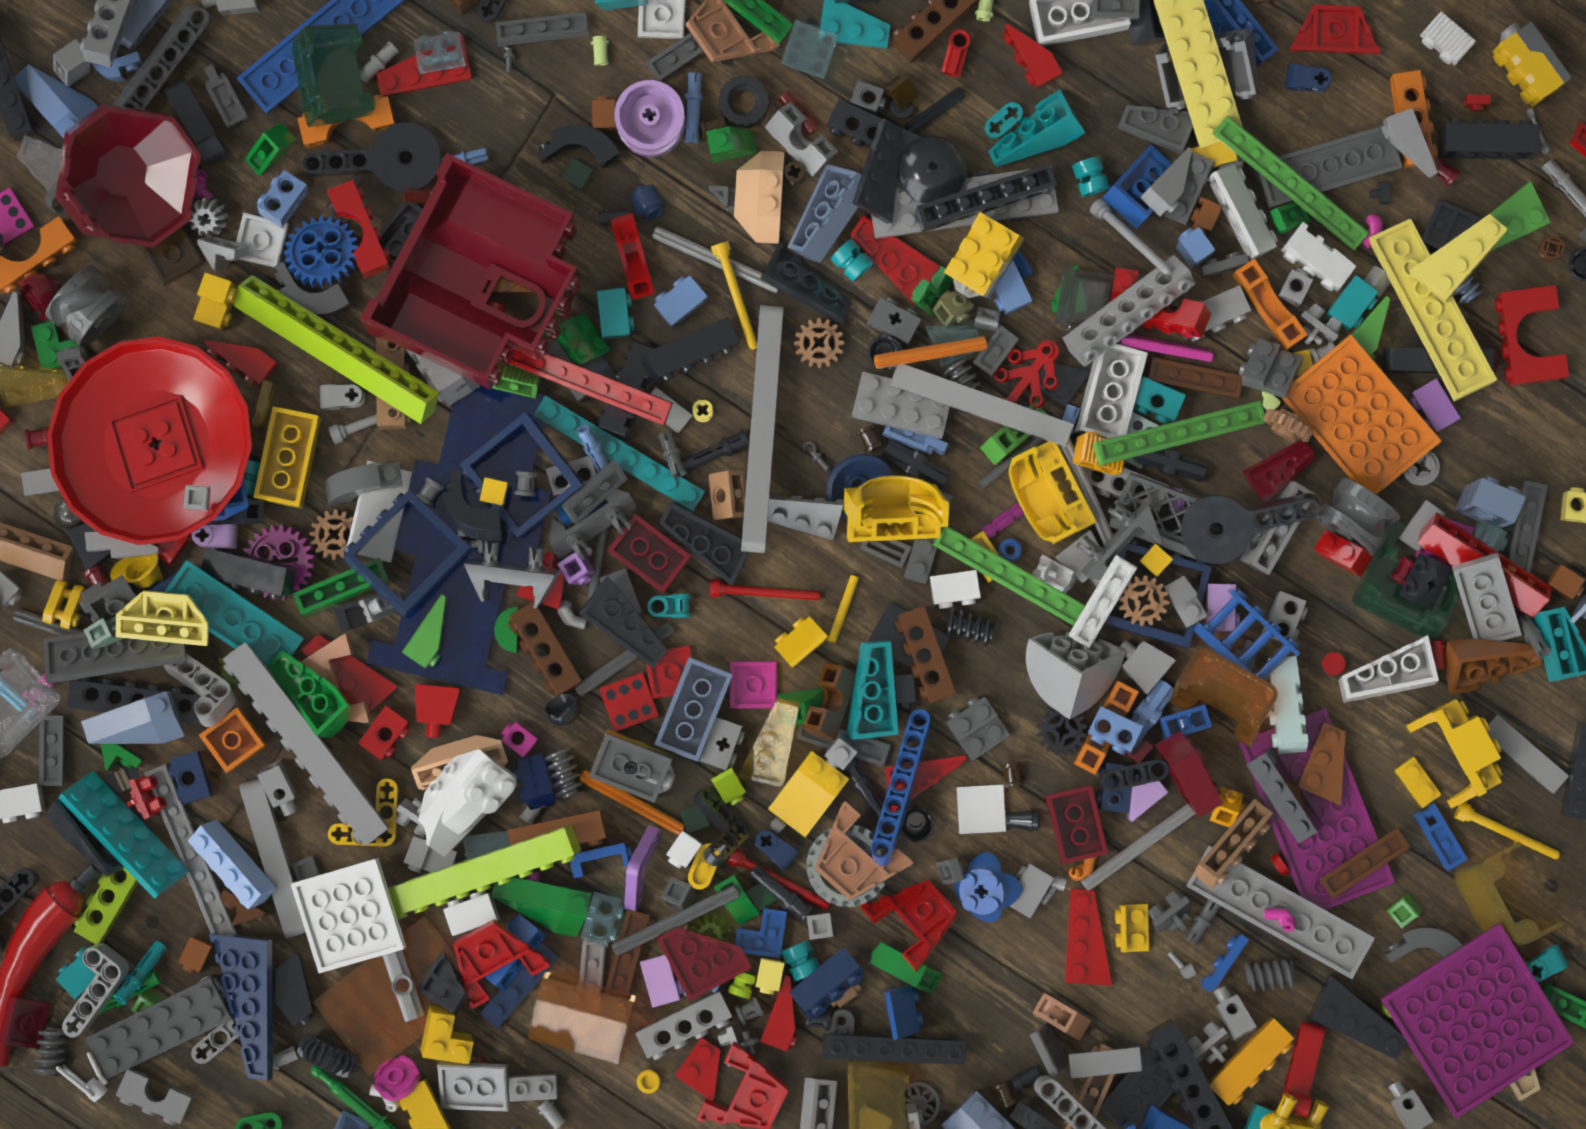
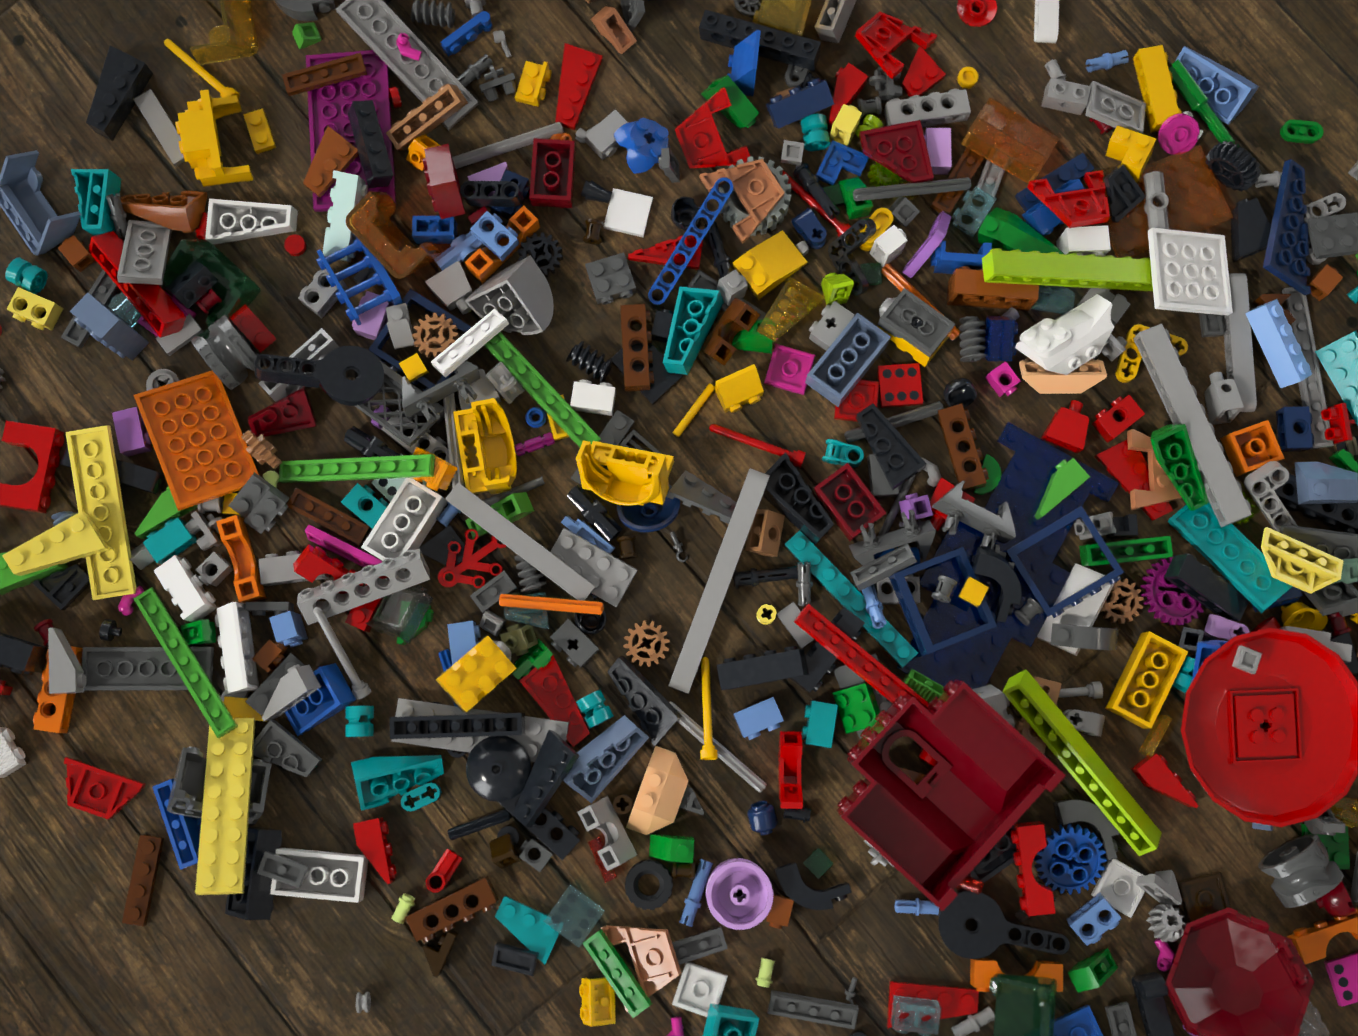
camera: 165 degrees left, 5 degrees down
(215, 302) = (1178, 841): yellow brick -> none
(1302, 78) = (140, 753): dark blue piece -> none
(1440, 837) = (256, 81): blue plate -> none

